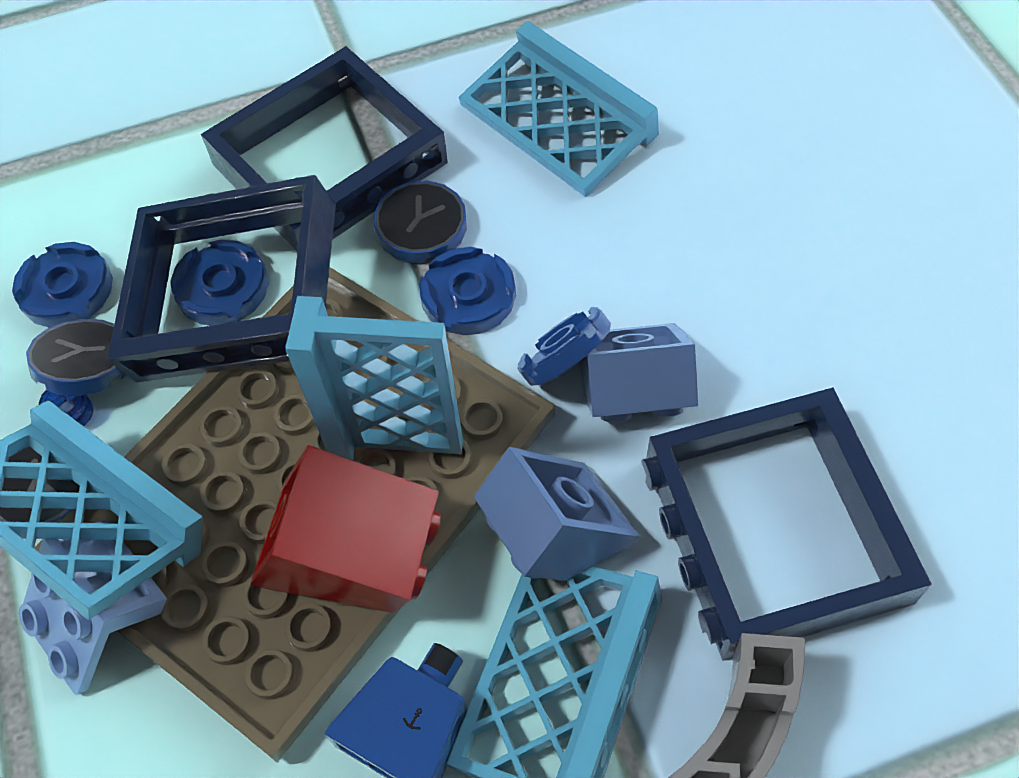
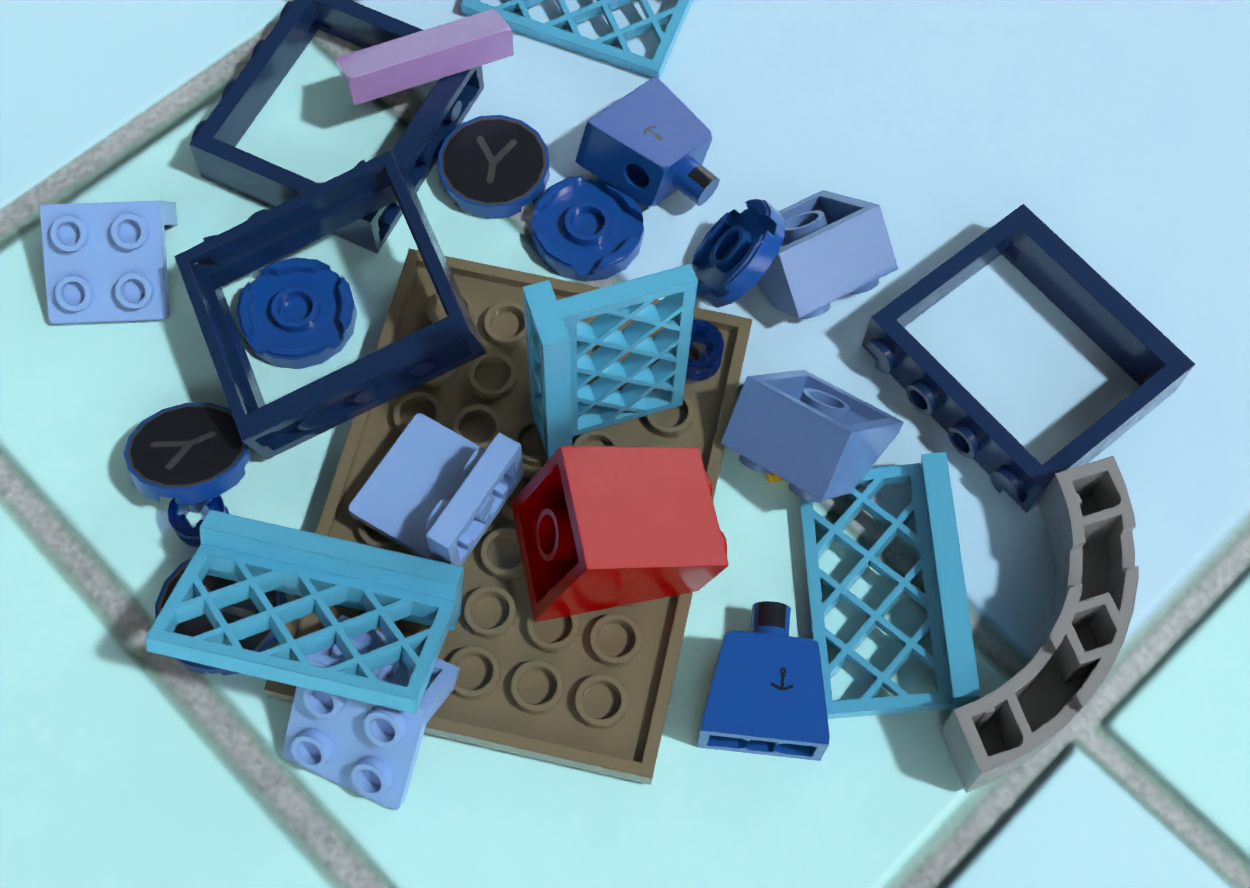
camera: 30 degrees left, 5 degrees up
(62, 284) = (103, 380): blue tile -> none
(103, 197) = (106, 260): none -> light blue bracket
(228, 452) = (438, 490): none -> light blue bracket
(397, 121) = (425, 56): none -> lavender slope
(491, 397) = (705, 367): none -> clear blue bush
(540, 241) = (649, 147): none -> torso

